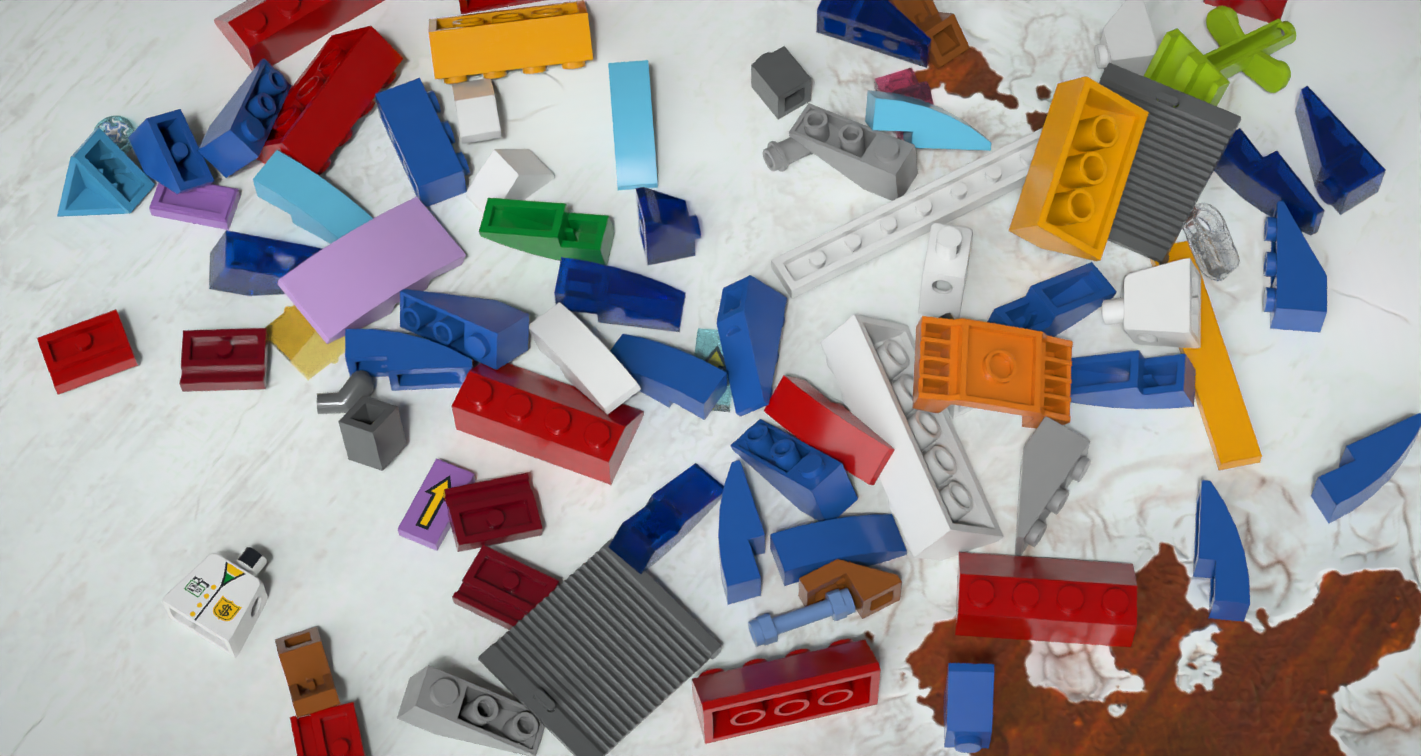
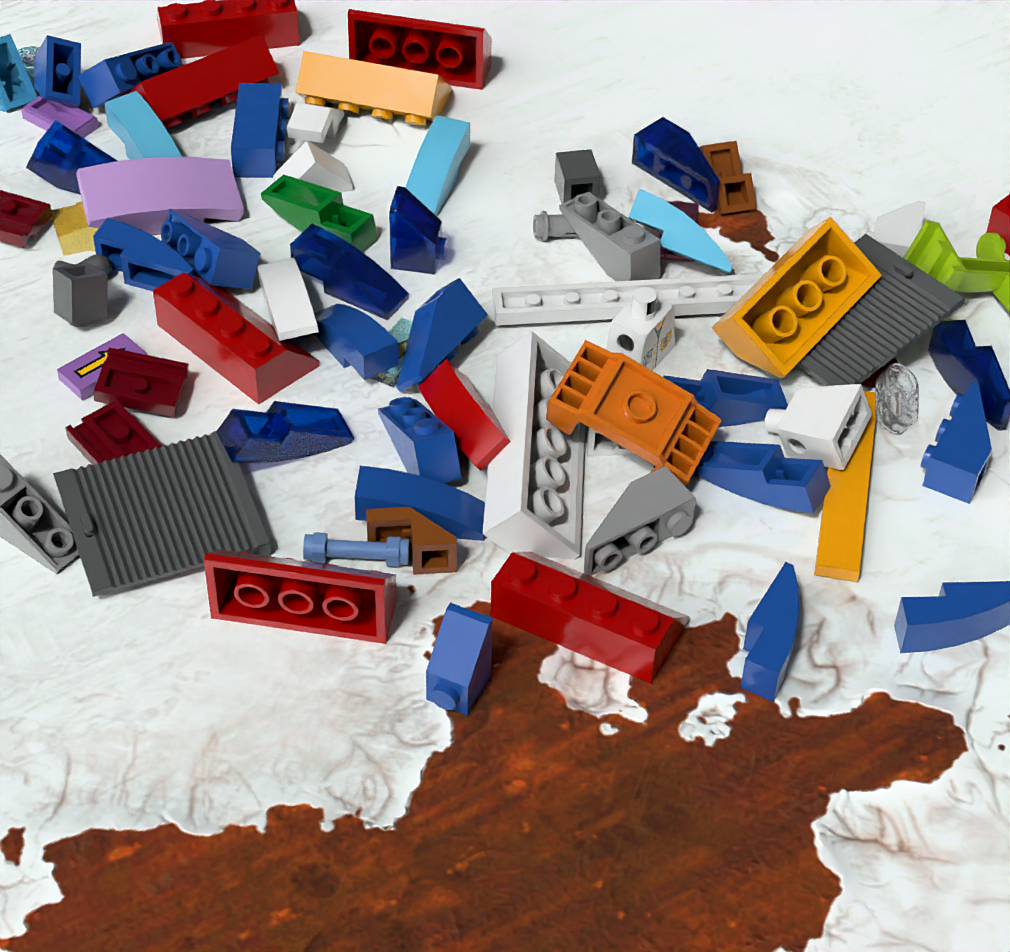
camera: 20 degrees right, 15 degrees down
(739, 538) = (335, 469): blue slope -> none

